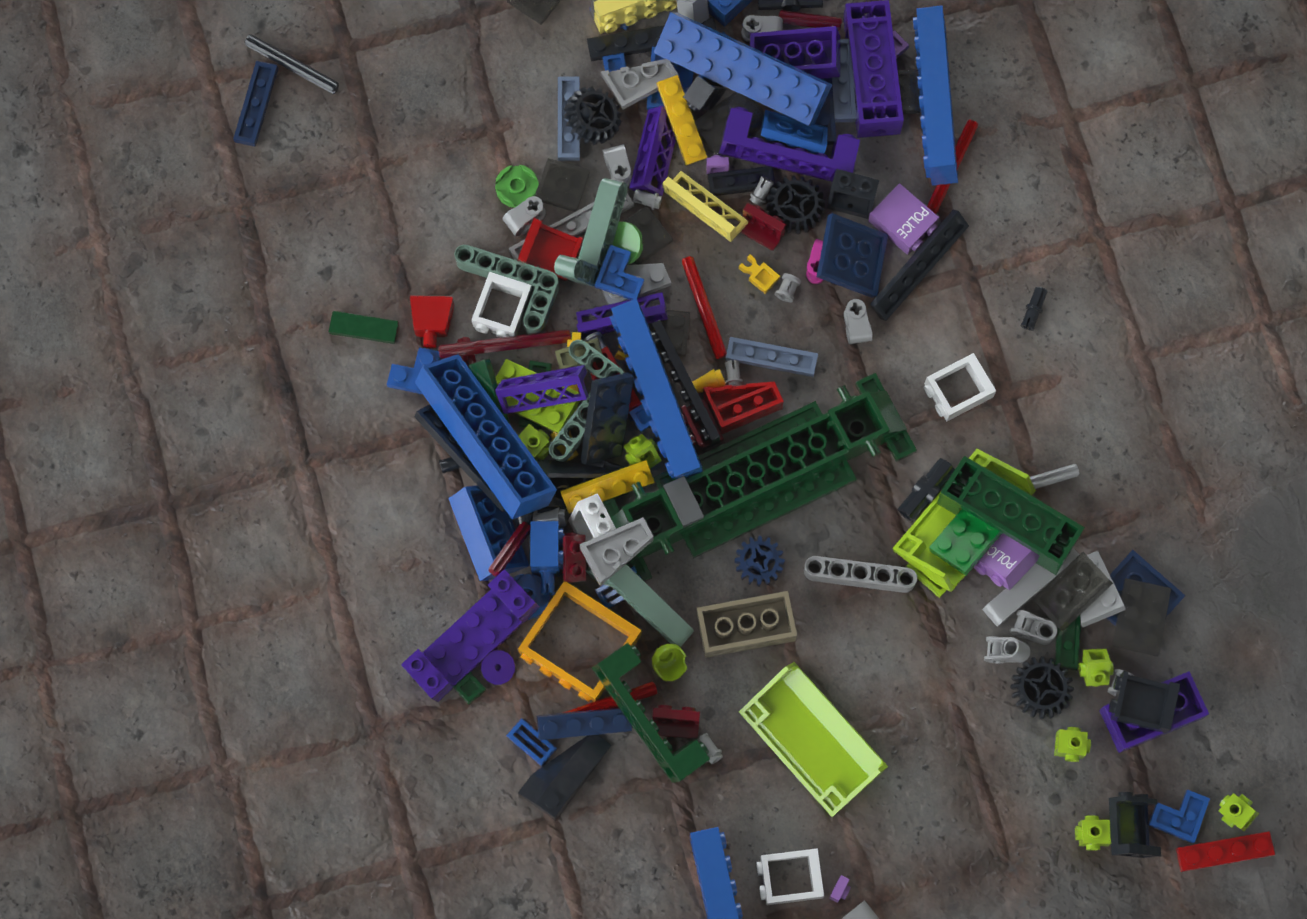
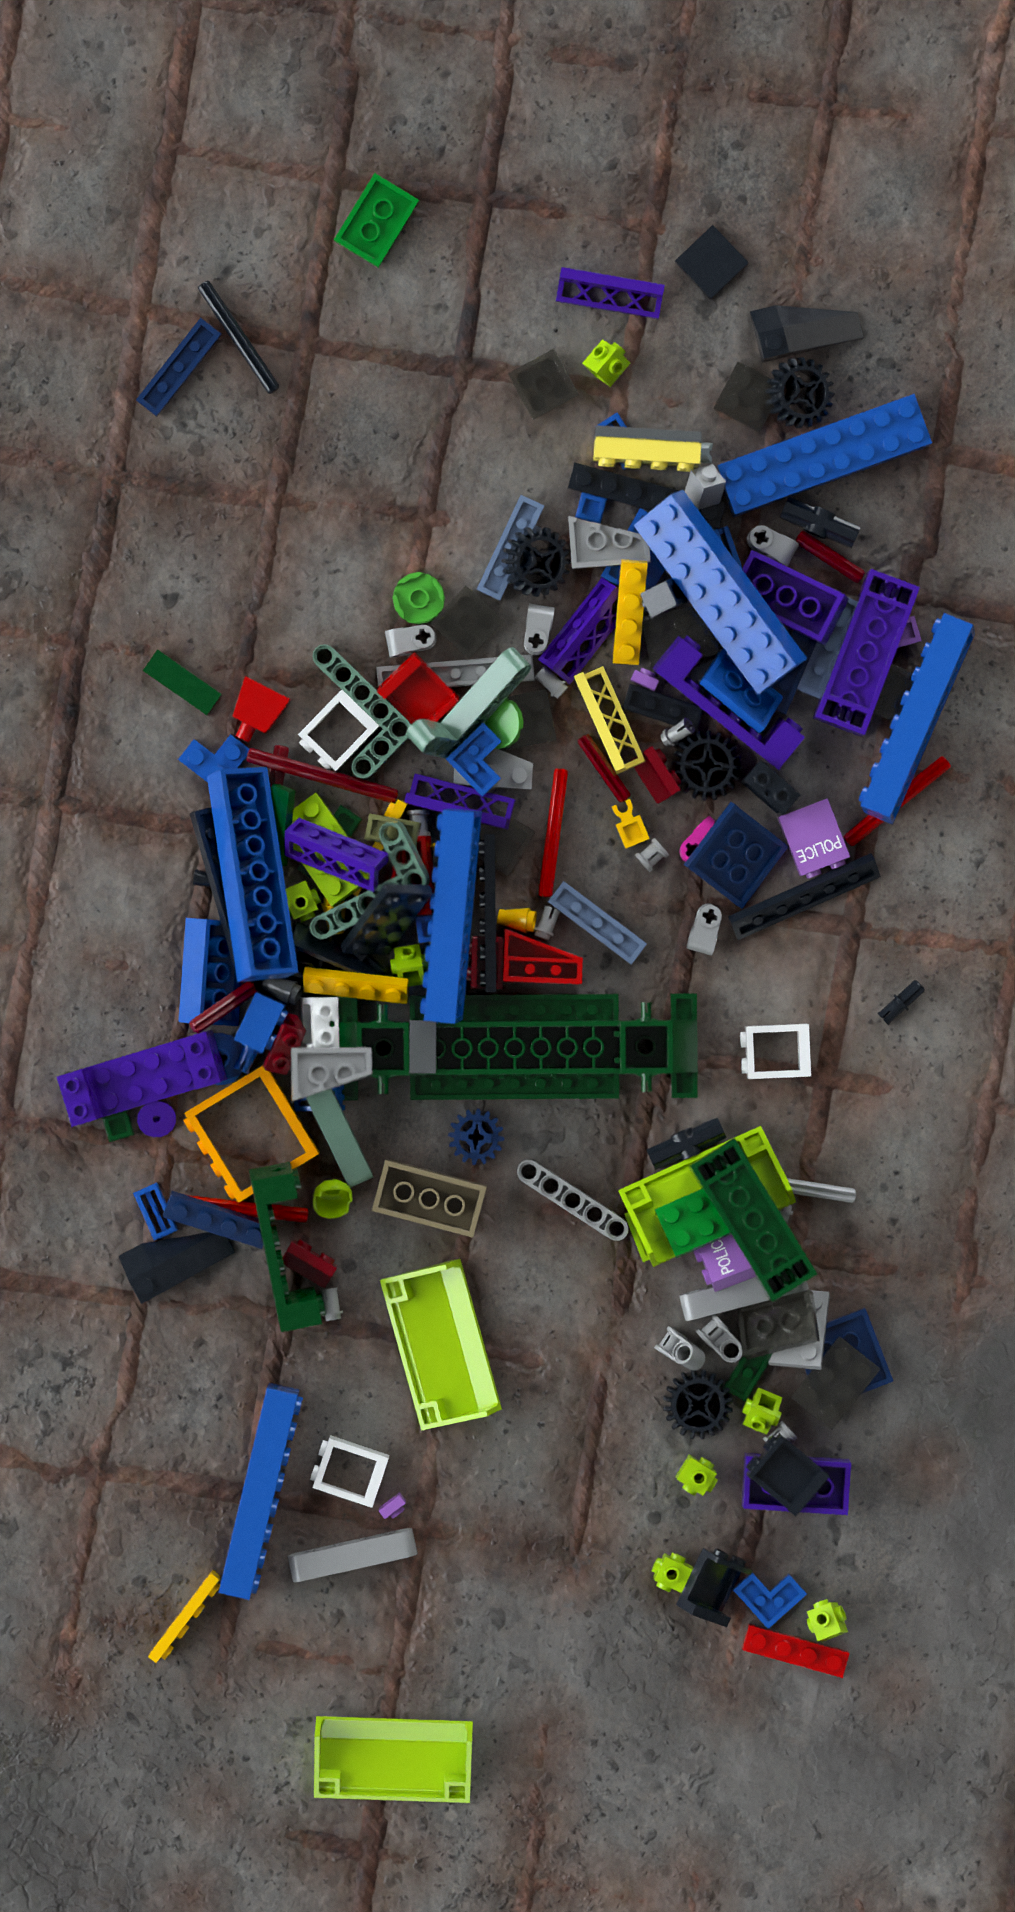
camera: 25 degrees right, 15 degrees up
(718, 243) = (604, 768): none -> dark red axle

